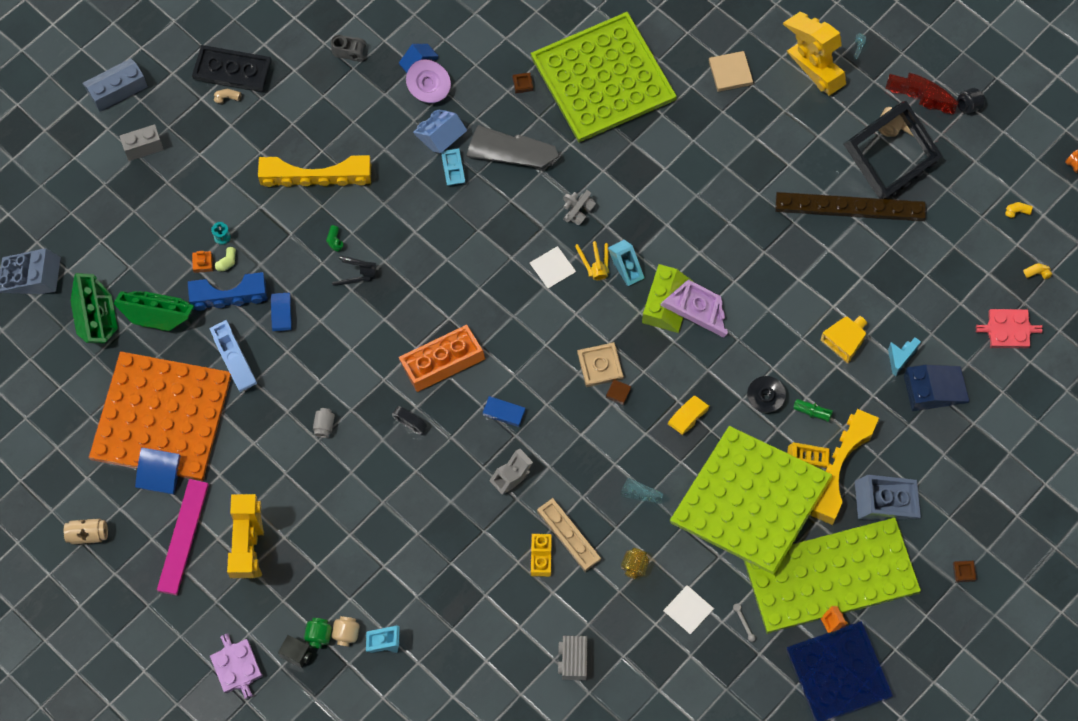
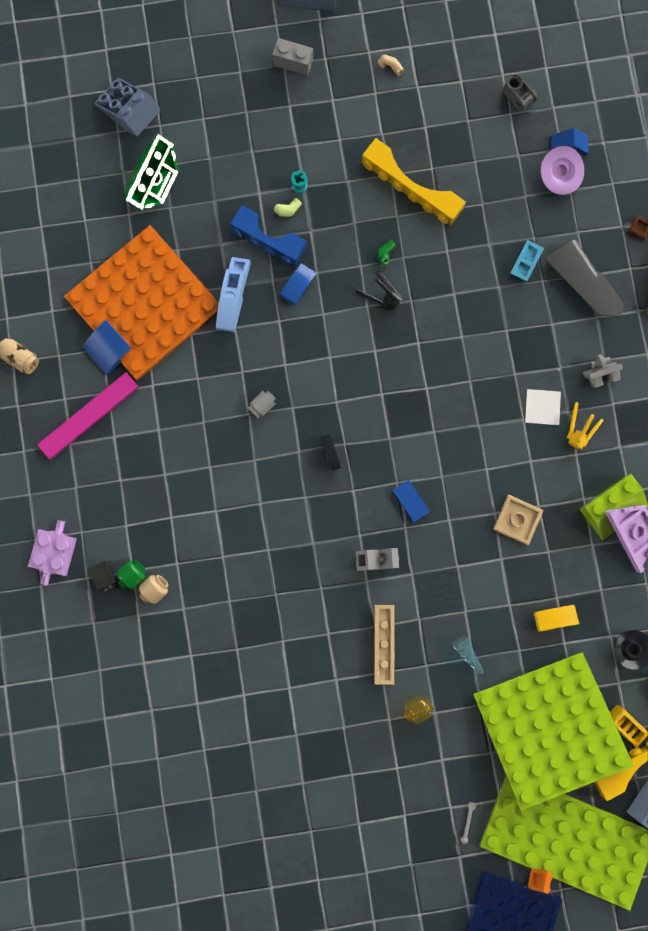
camera: 35 degrees right, 15 degrees up
(153, 309) = (199, 208): green wedge -> none
(202, 261) = (268, 195): orange tile -> none
(231, 68) = (412, 42): black plate -> none
(246, 526) = (107, 481): yellow wedge -> none
(383, 639) = (175, 619): medium azure slope -> none
(440, 130) = (540, 221): medium blue slope -> none
(442, 358) = (395, 419): orange slope -> none
(541, 555) = (350, 643): yellow slope -> none
(573, 658) = (311, 749): light grey brick -> none
(618, 392) = (515, 554): reddish brown tile -> none
(626, 262) = (606, 449): medium azure slope -> none
(688, 609) = (432, 777): white sticker -> none

